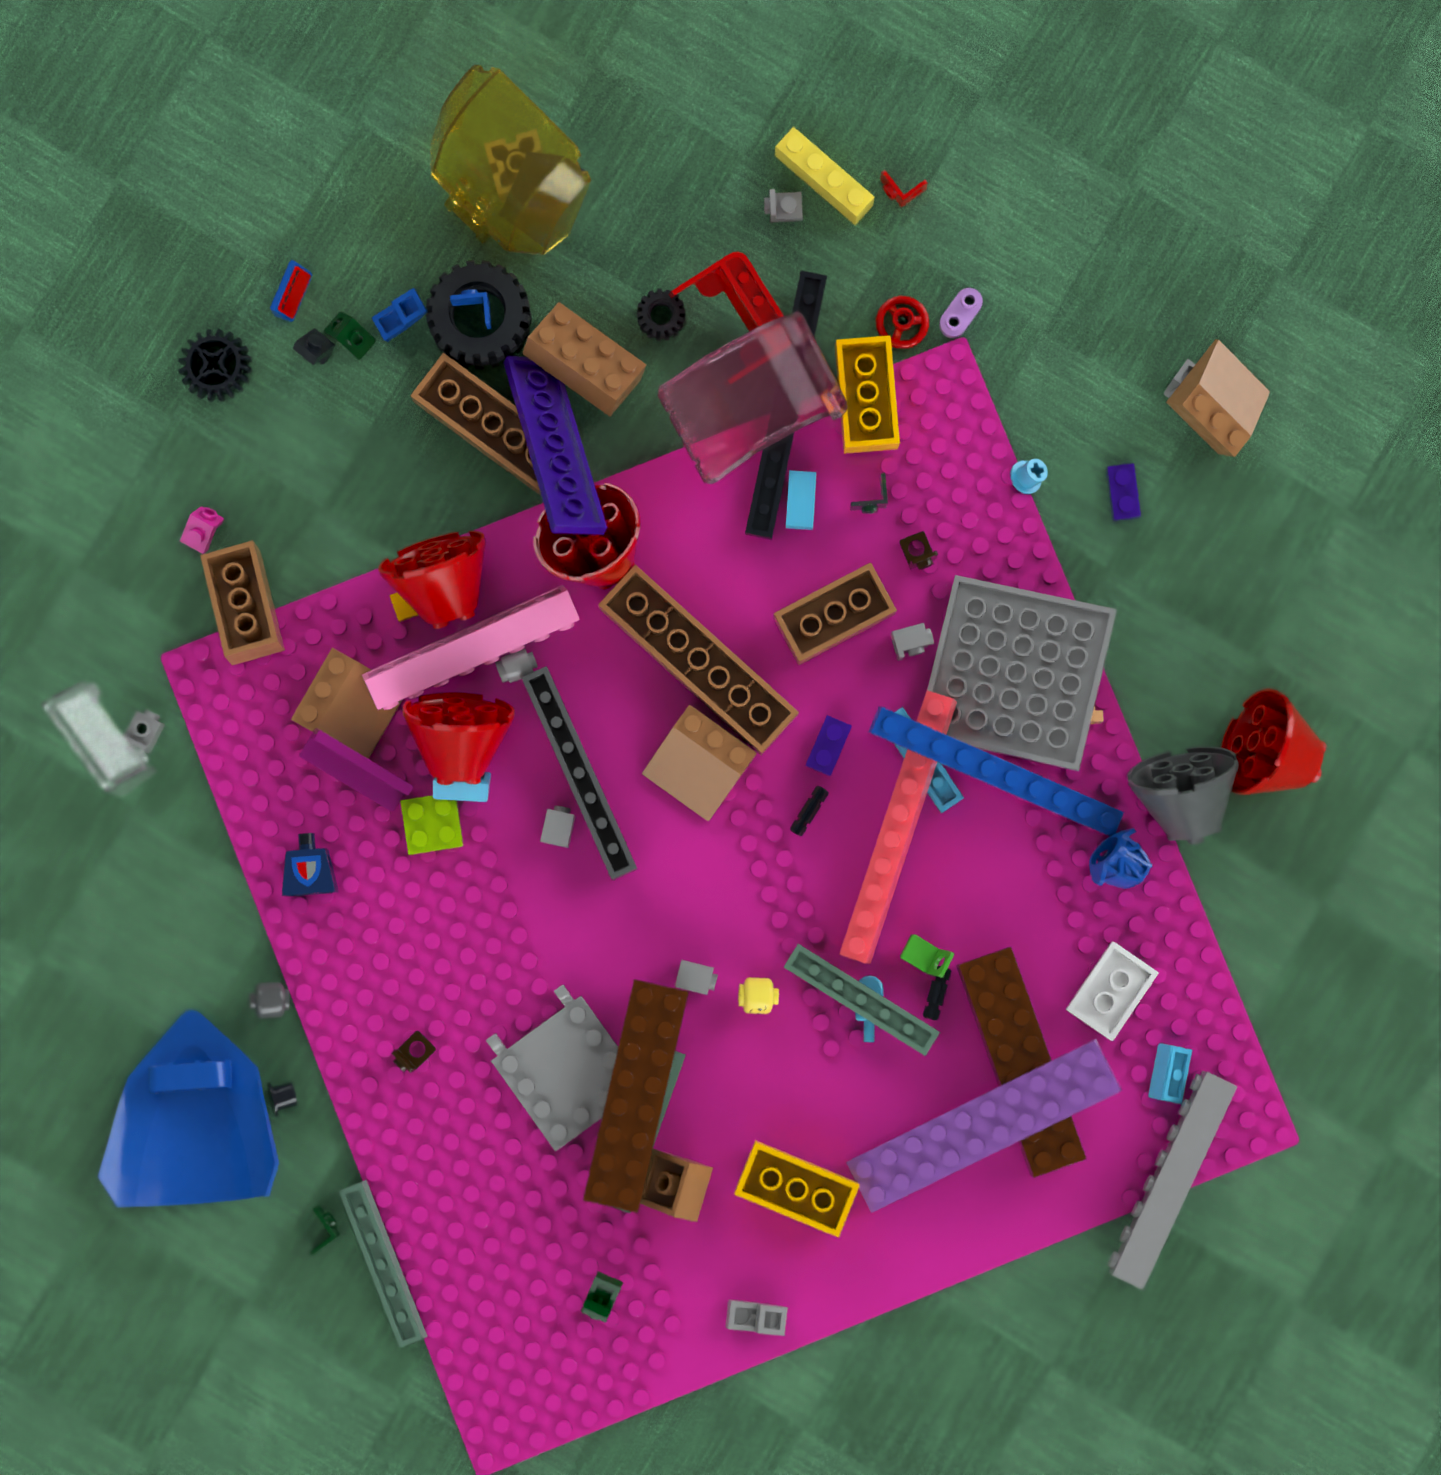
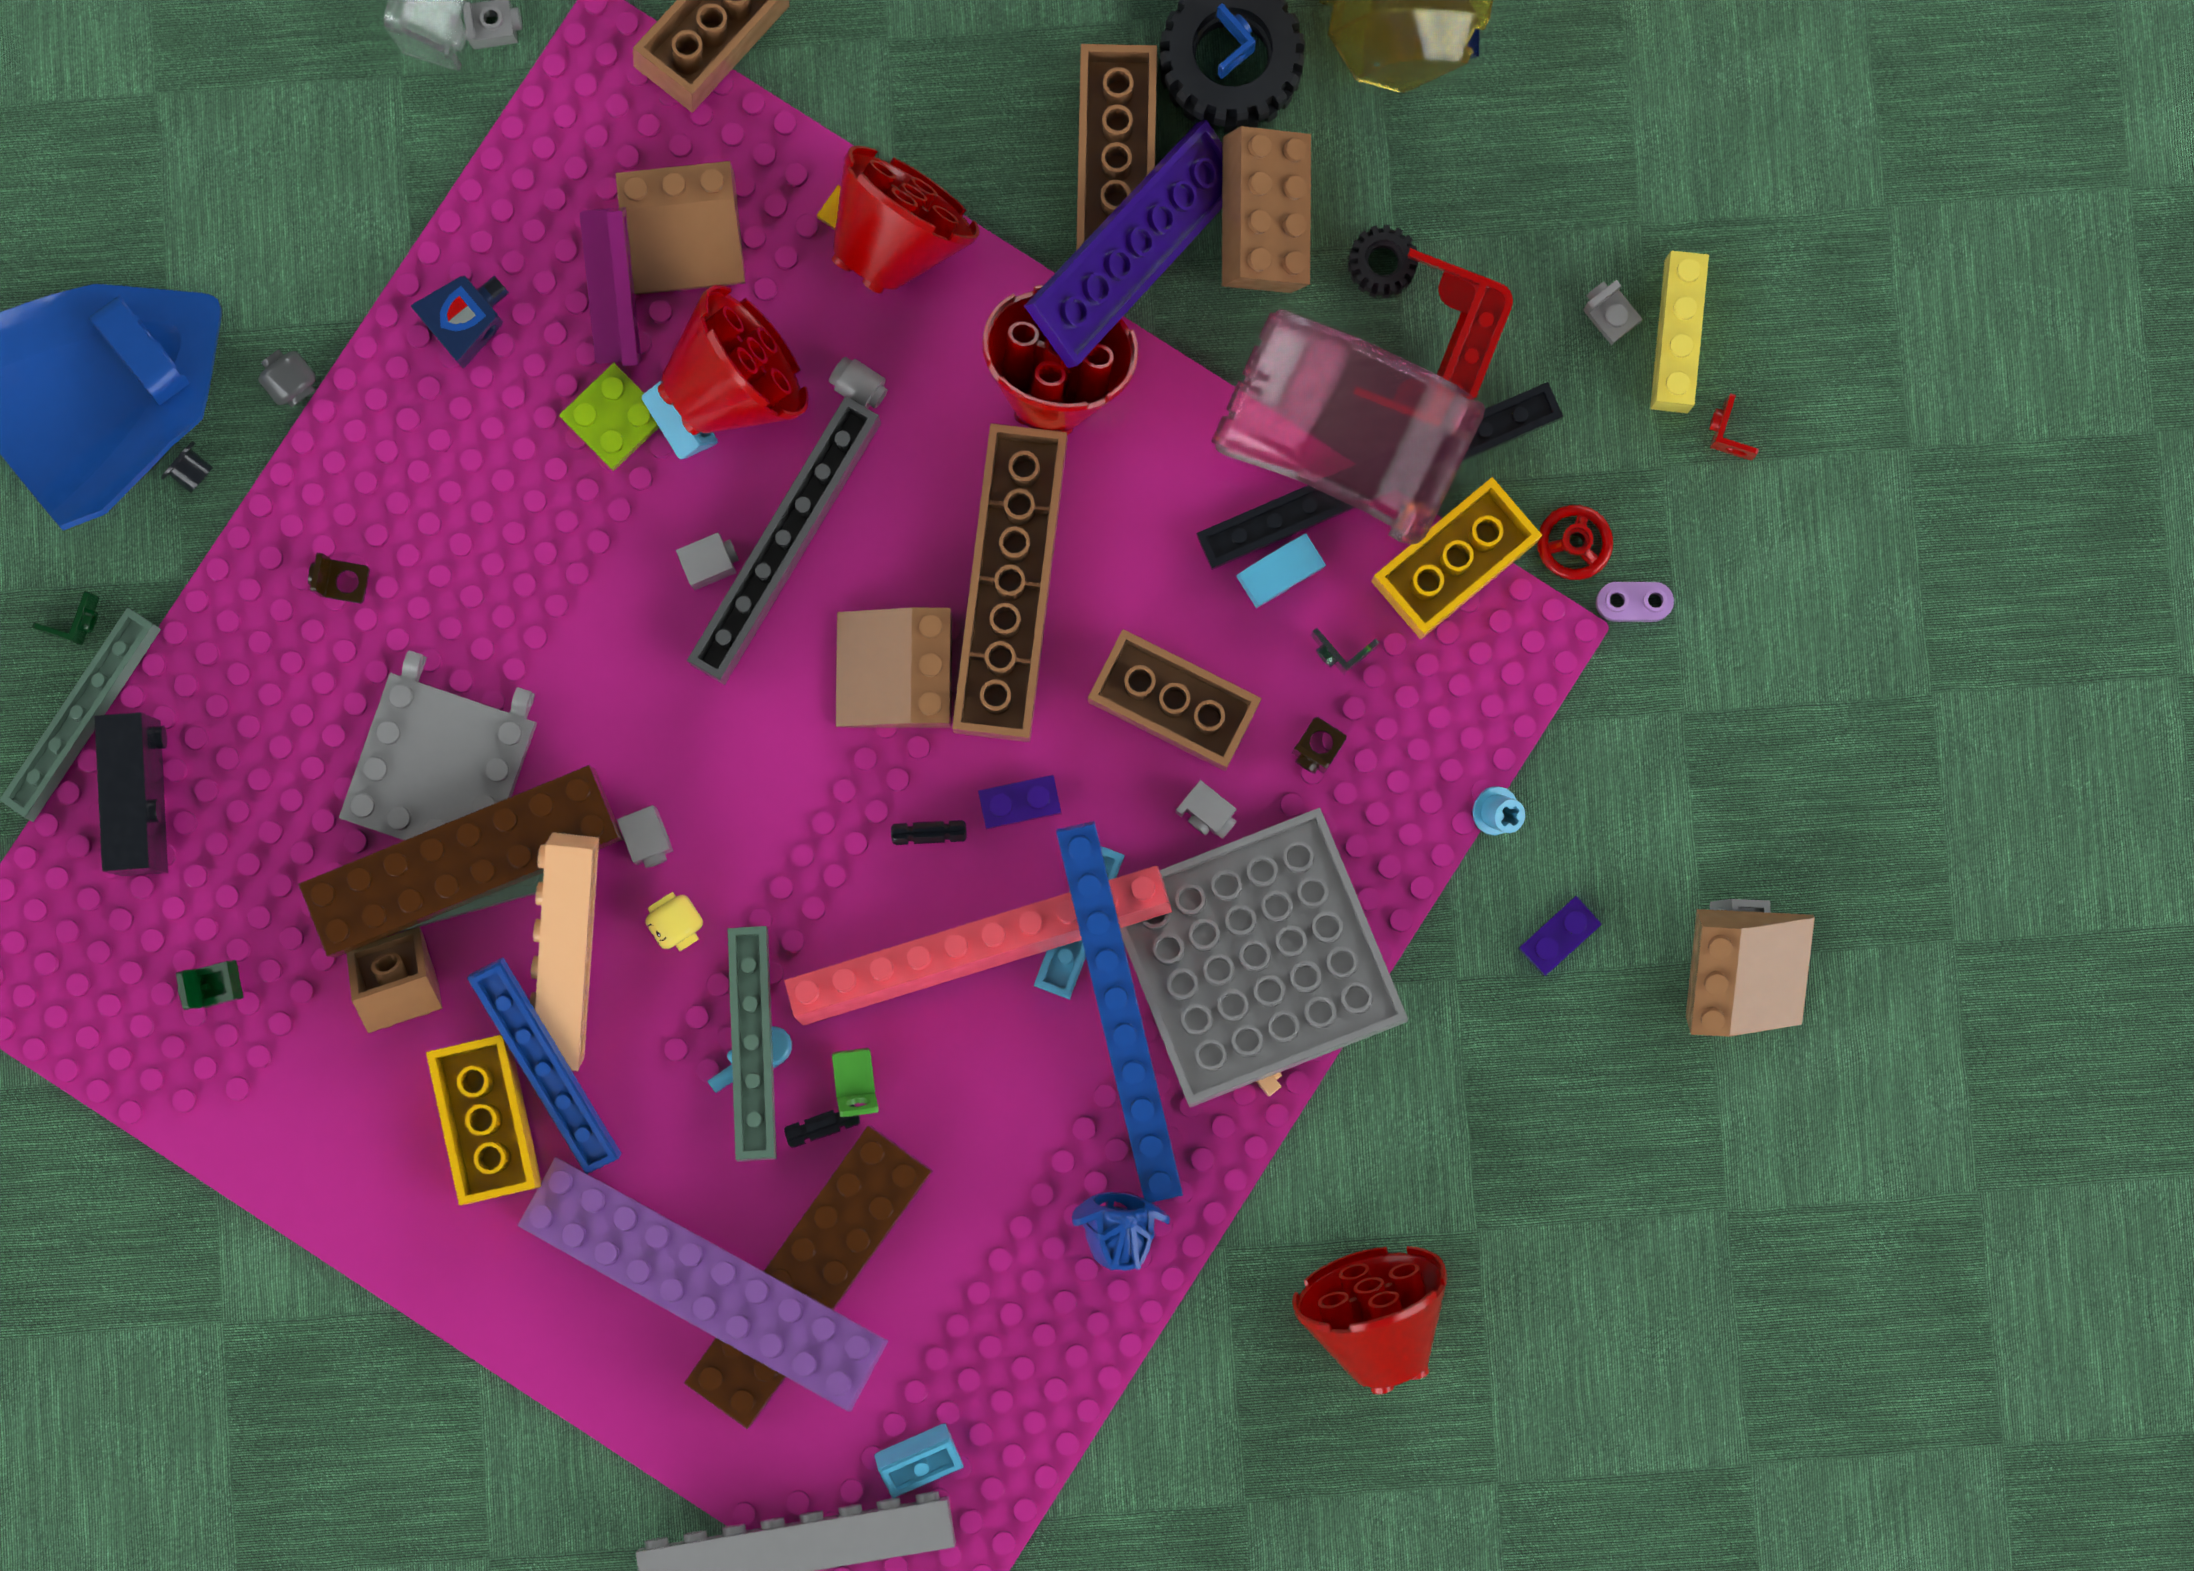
camera: 60 degrees right, 0 degrees up
(455, 1263) = (131, 793): none -> black brick
(470, 648) = (840, 316): bright pink brick -> none
(733, 1070) = (565, 940): none -> light nougat brick
(756, 1317) = (309, 1178): light grey slope -> none
(790, 1130) = (544, 1065): none -> blue tile
(1112, 991) = (965, 1326): white plate -> none
(1186, 790) = (1256, 1247): dark grey cone -> none

